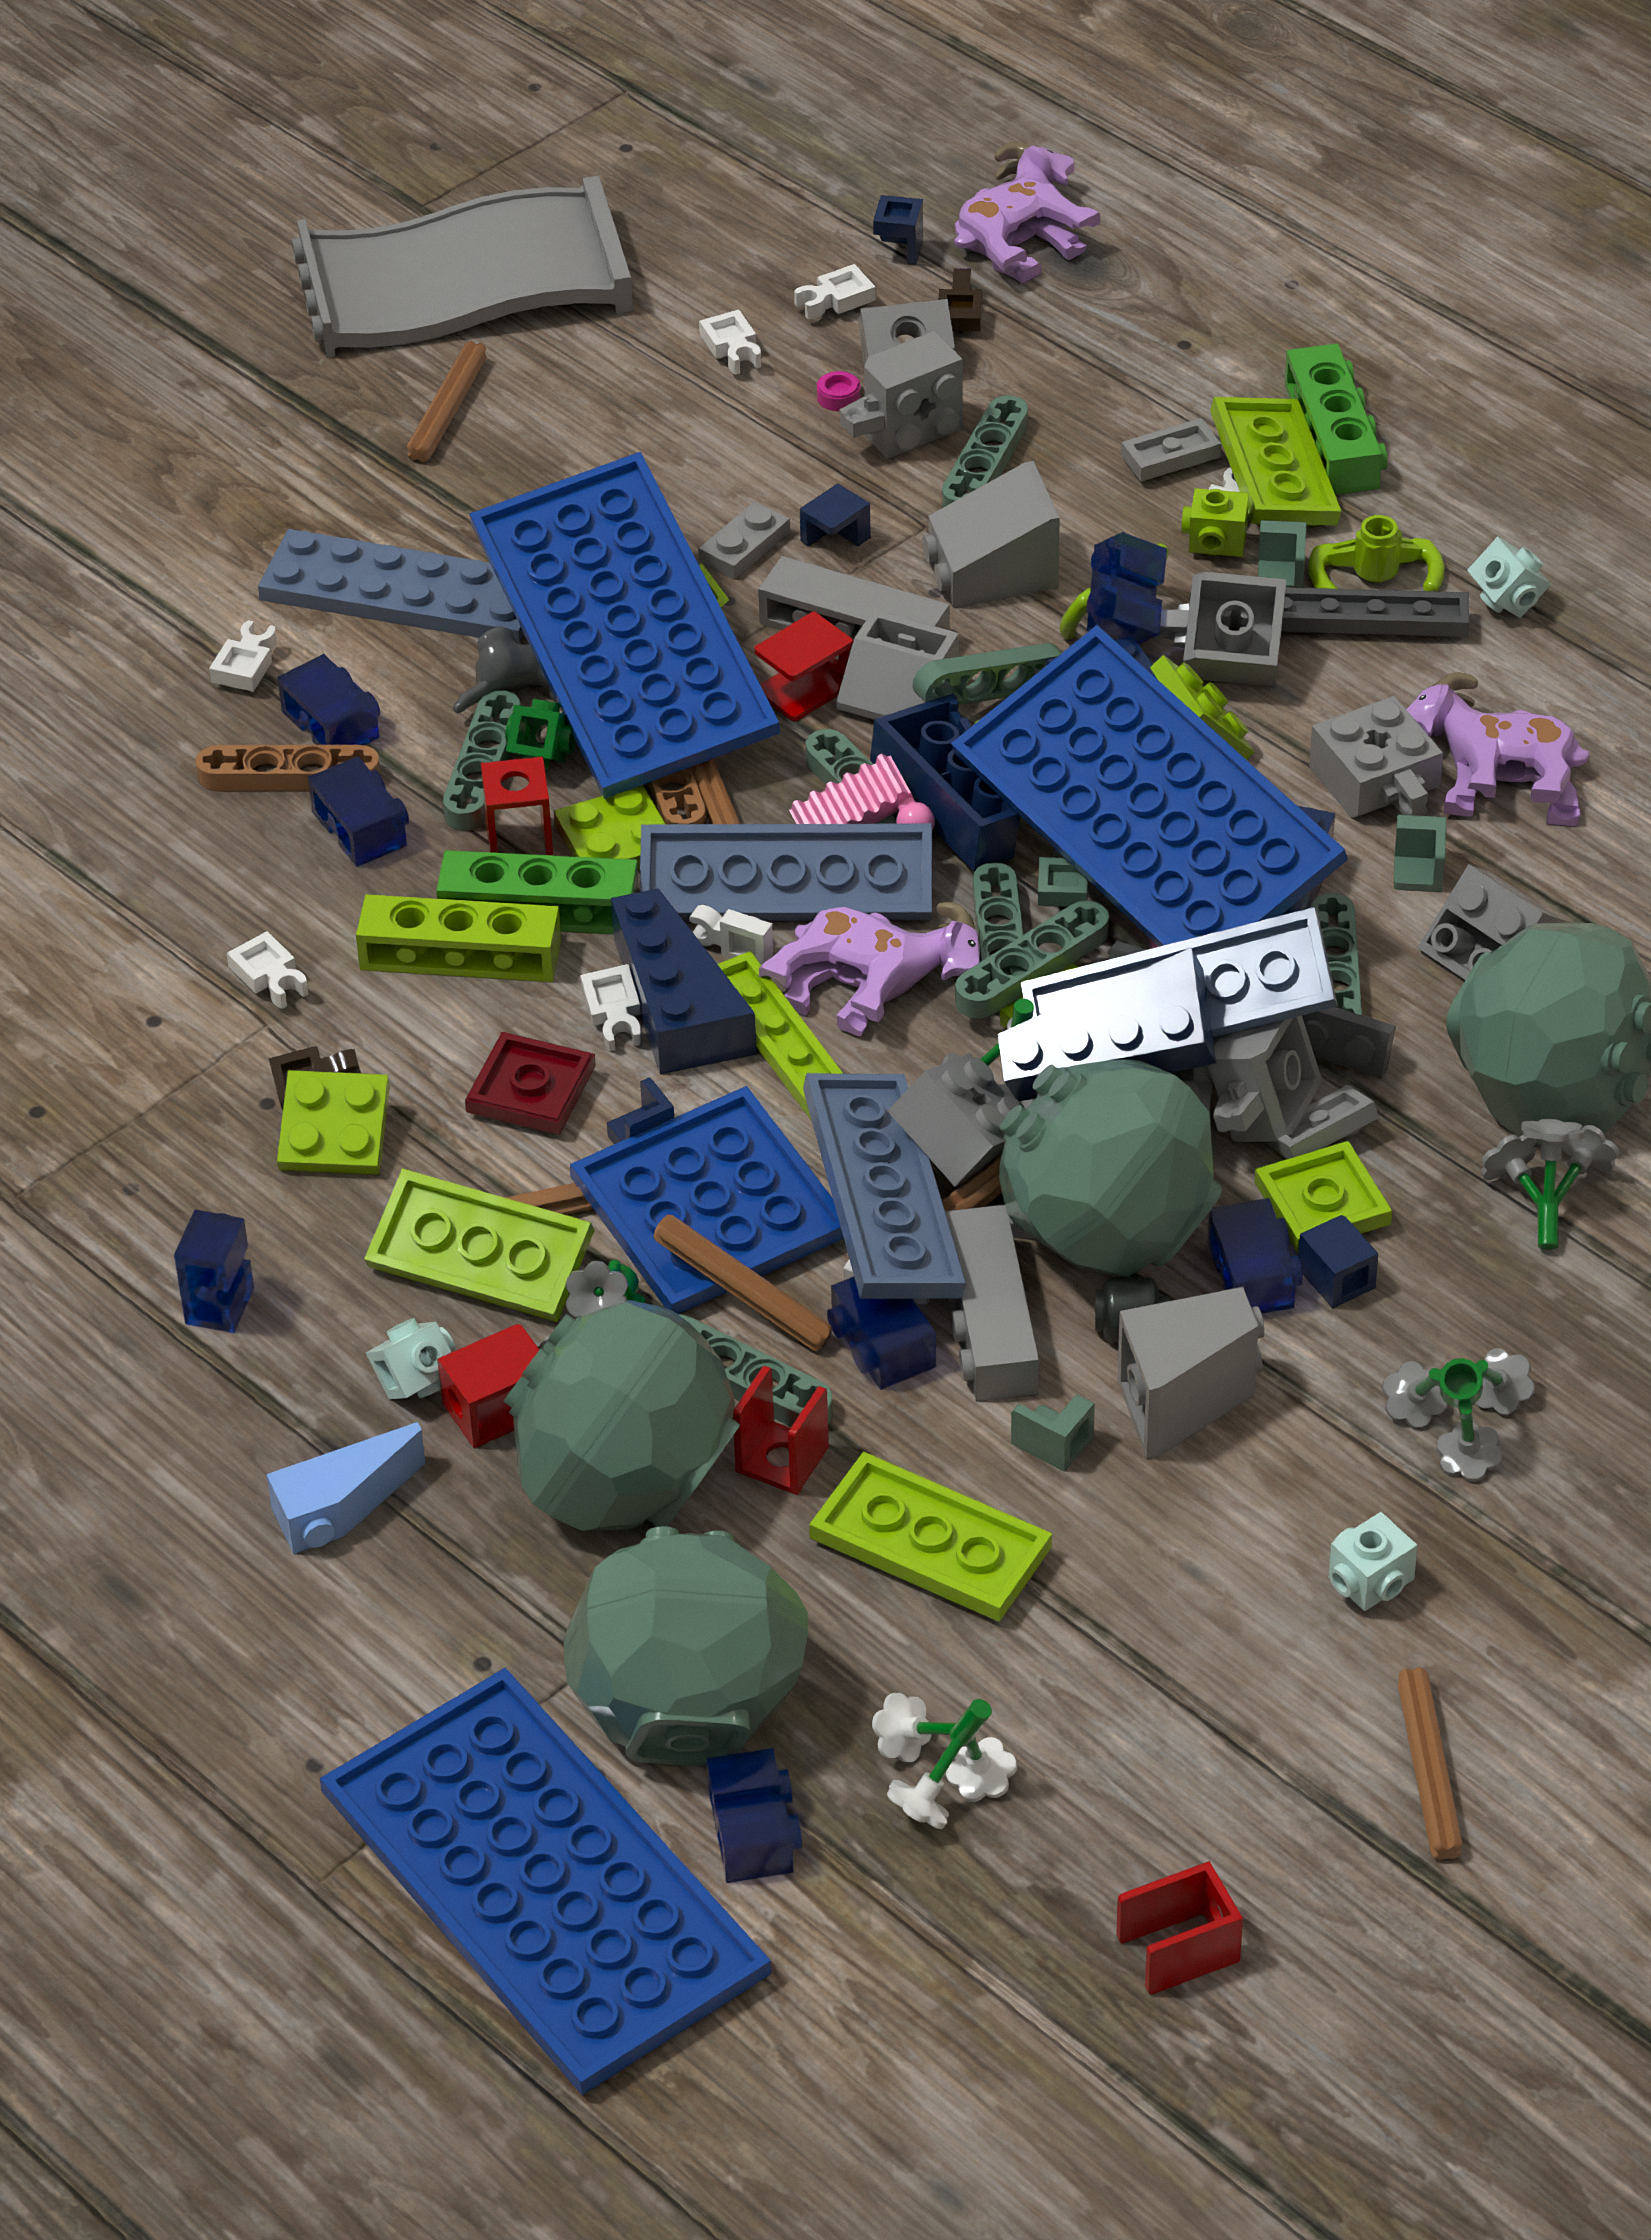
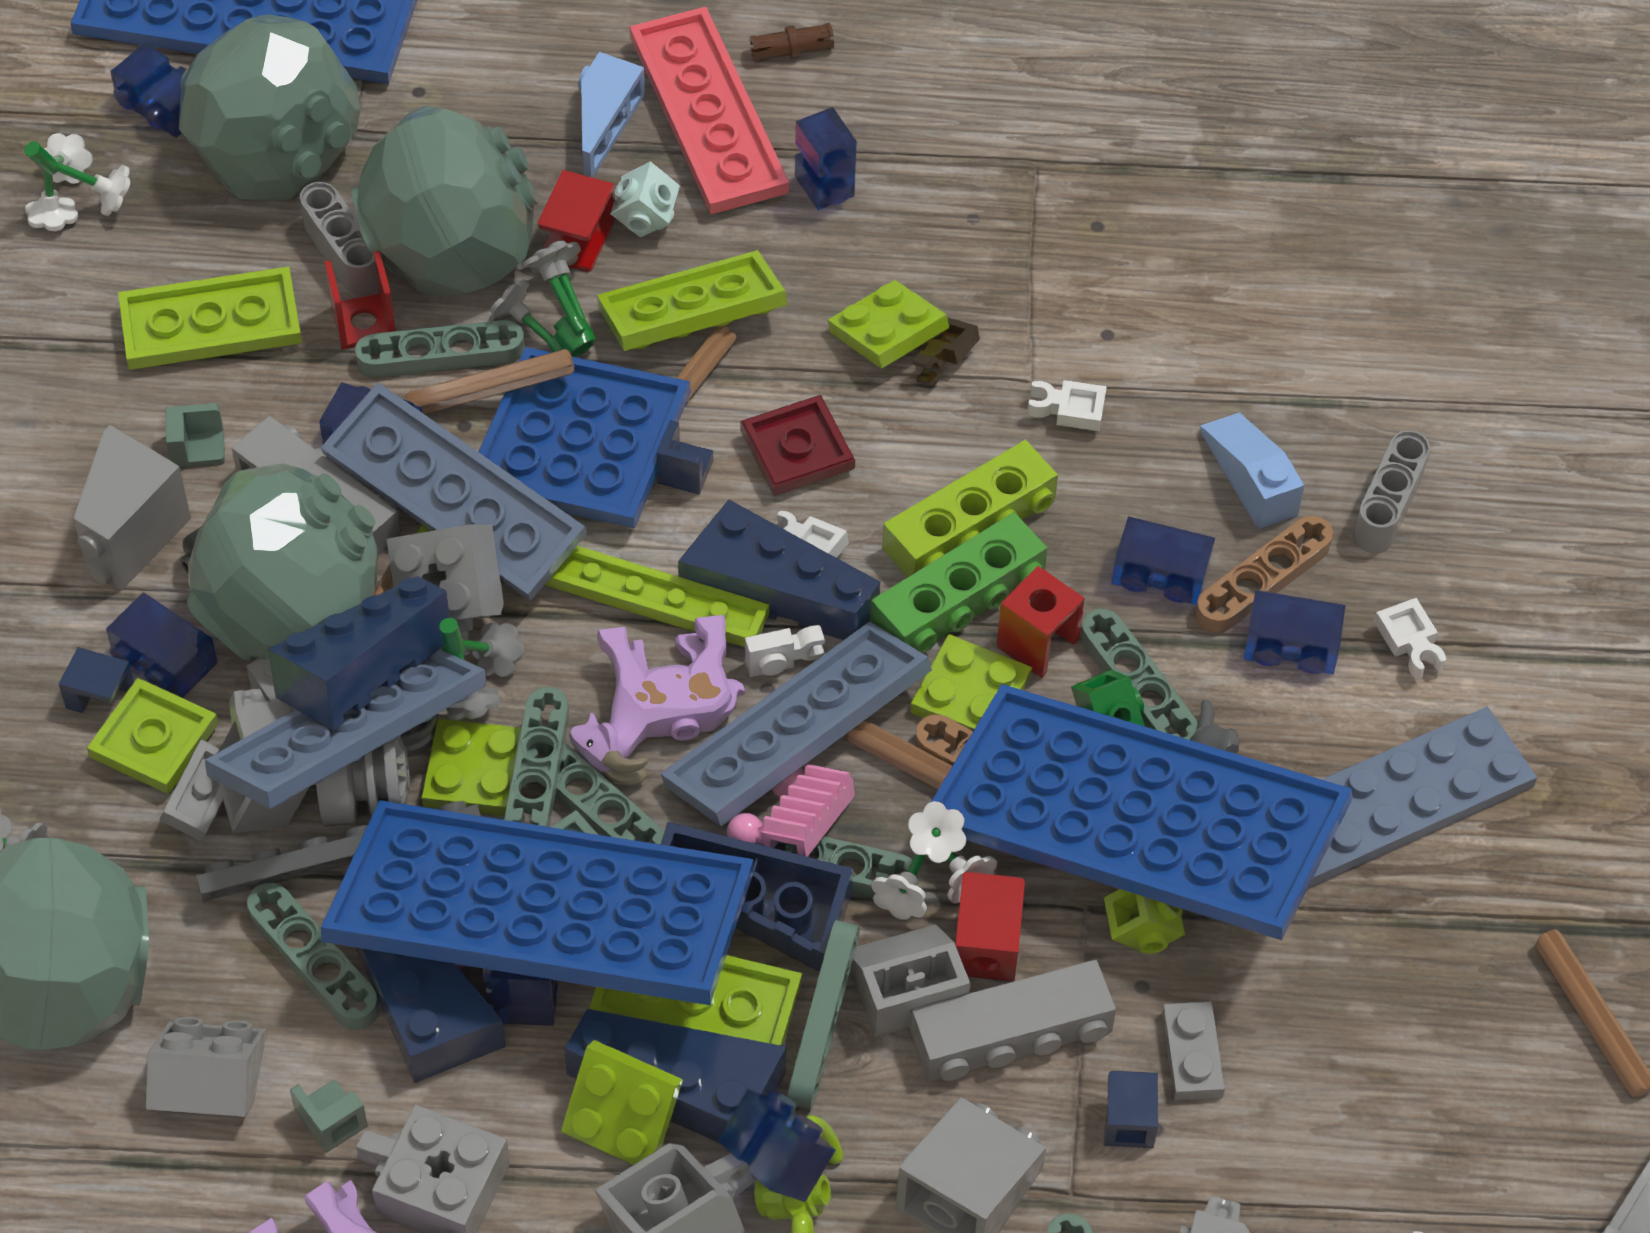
camera: 135 degrees right, 10 degrees up
(107, 1457) = (791, 42): none -> reddish brown pin
(116, 747) = (1391, 491): none -> light grey beam
(193, 830) = (1255, 469): none -> light blue slope
(239, 1431) = (709, 110): none -> coral plate
(735, 1498) = (338, 236): none -> light grey beam
(788, 691) = (938, 836): none -> white plant

